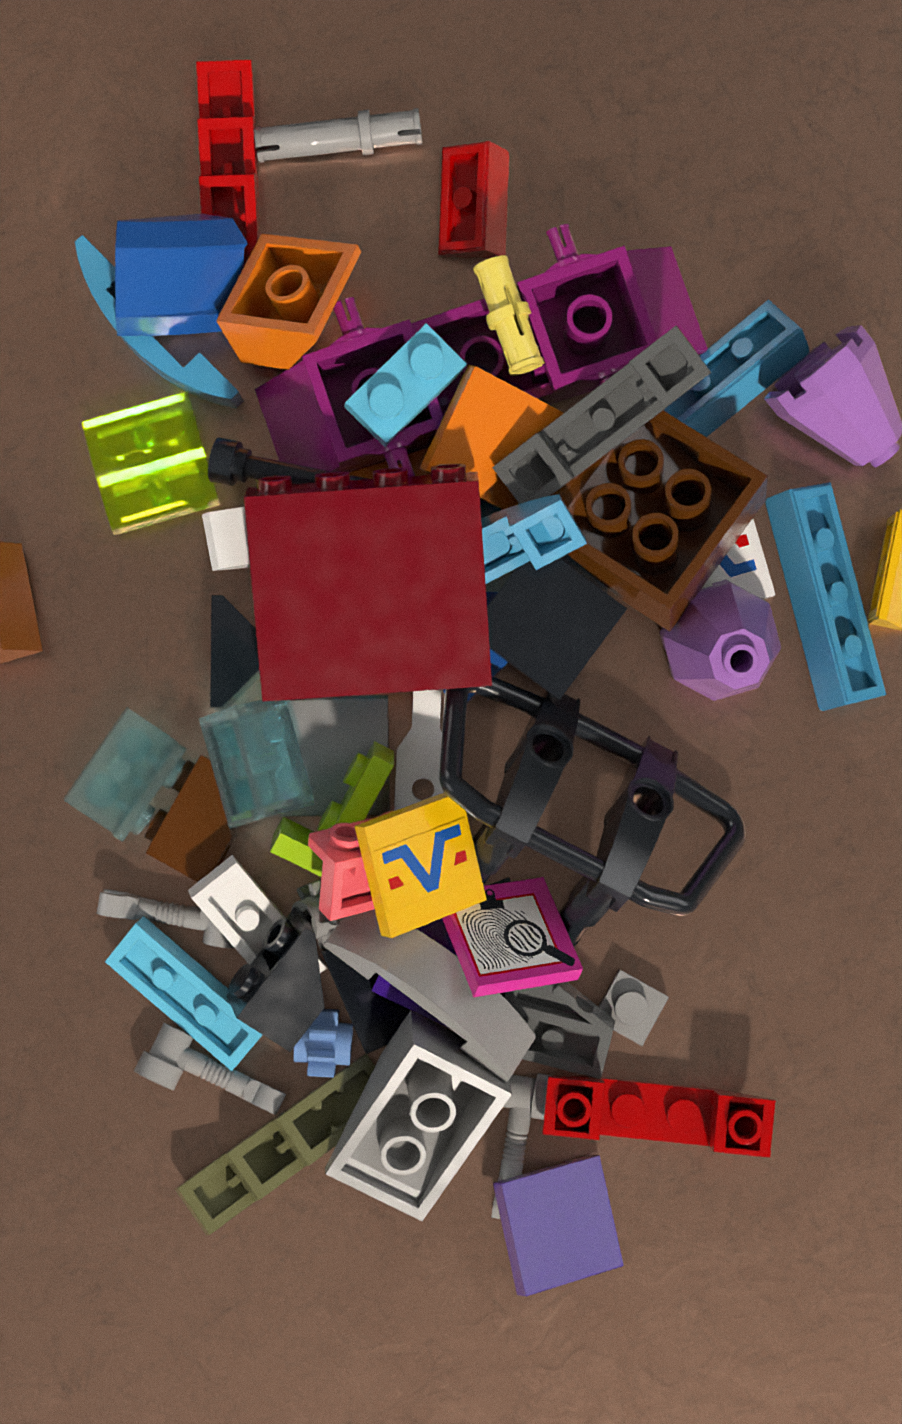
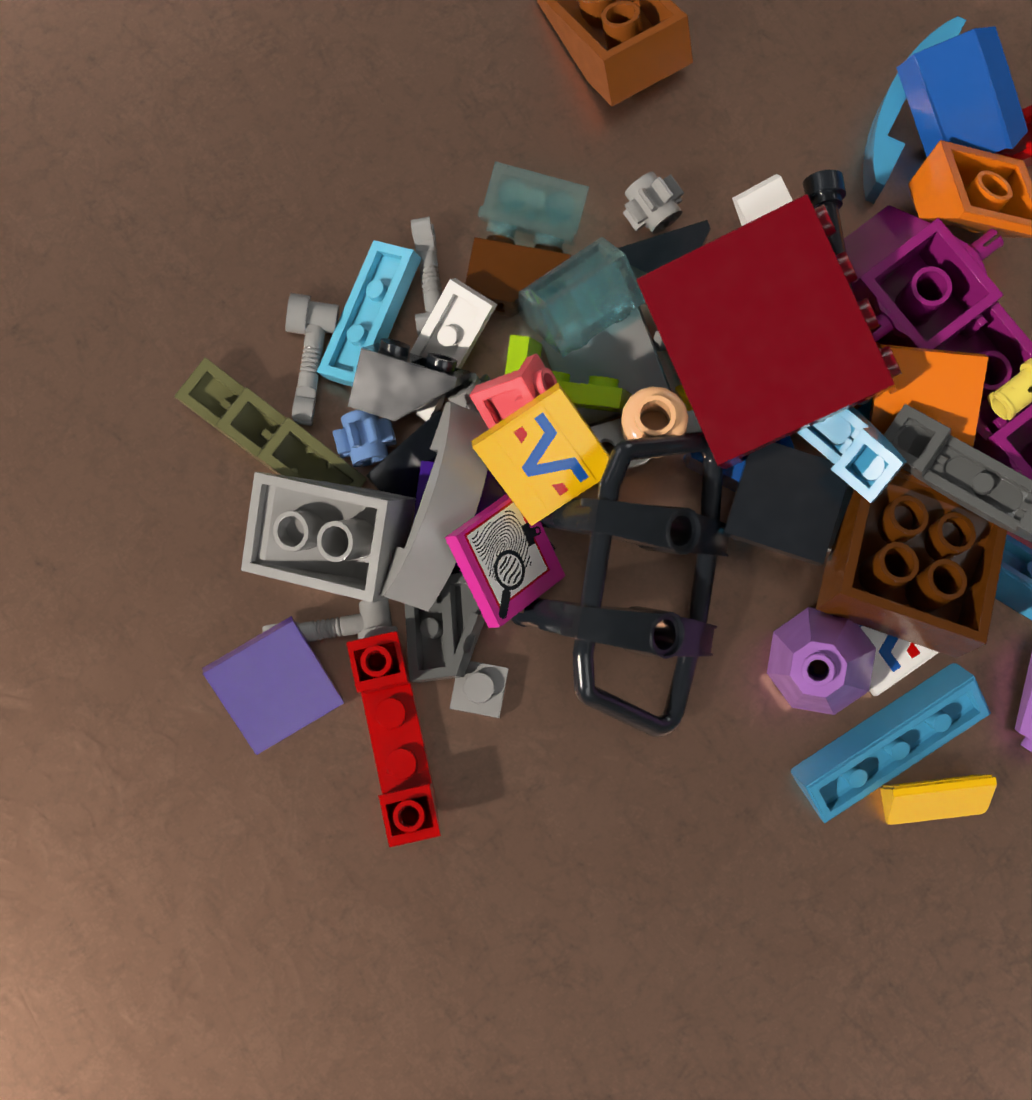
camera: 70 degrees right, 5 degrees down
(150, 463) = (795, 138): clear neon green slope -> none
(167, 643) = (653, 202): none -> light grey gear
(405, 385) = (947, 307): medium azure plate -> none
(415, 732) = (653, 413): none -> light nougat head

